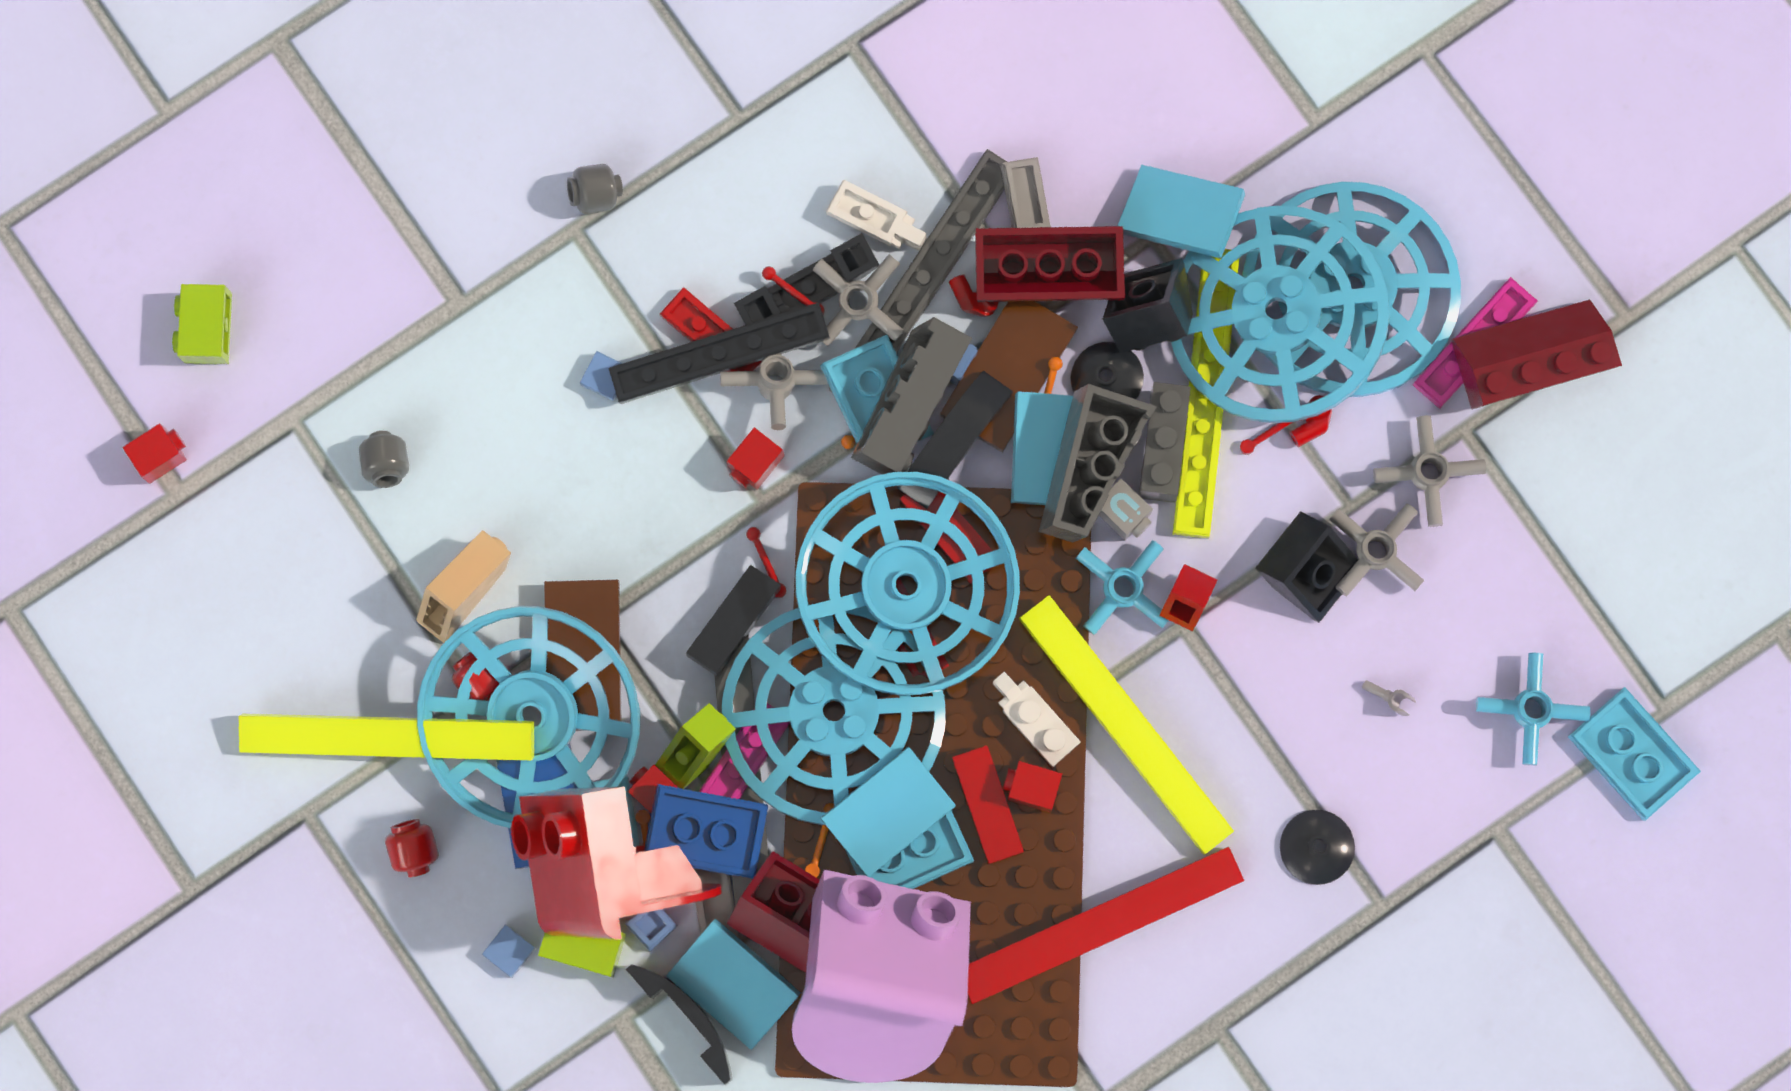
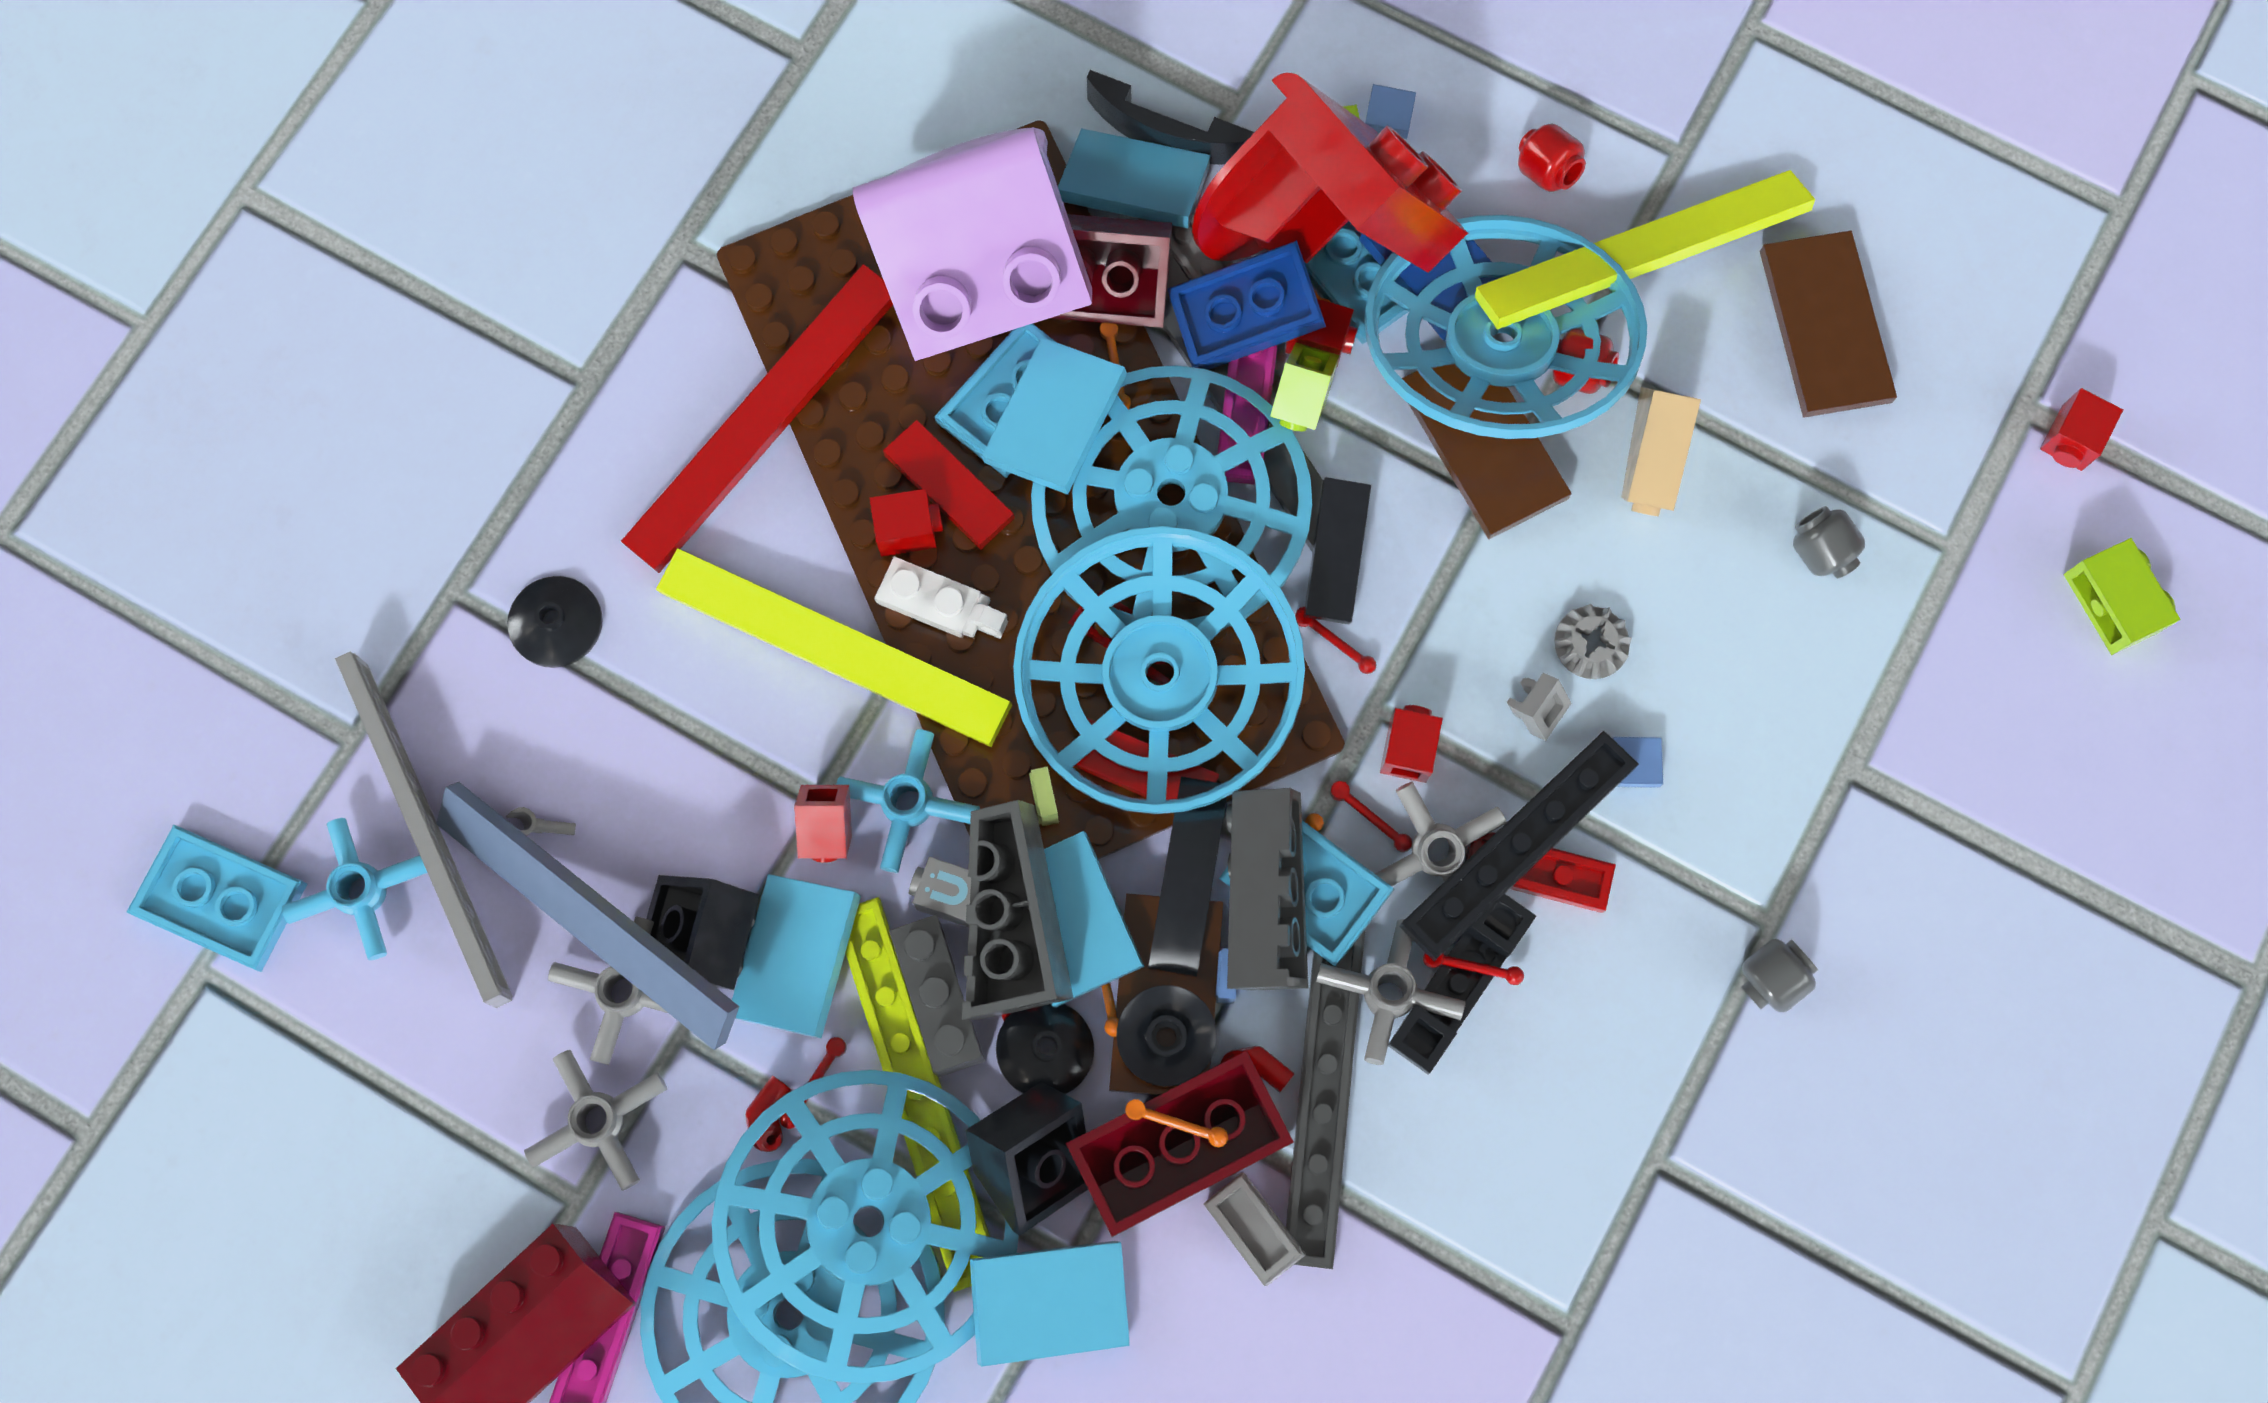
camera: 150 degrees right, 5 degrees down
(284, 620) = (1827, 324): none -> reddish brown tile
(604, 475) = (1572, 647): none -> light grey gear
(650, 441) = (1542, 706): none -> light grey tile
(818, 454) = (1341, 792): none -> red hinge
(874, 217) = (1426, 1109): white hinge -> none
(1028, 539) = (1043, 796): none -> yellowish green tile
(1029, 320) = (1170, 1009): none -> black dish
(1068, 295) = (1136, 1110): none -> orange hinge
(1248, 517) = (795, 955): none -> medium azure tile
(1380, 607) = (588, 916): none -> sand blue tile
(1469, 731) = (424, 831): none -> light grey tile

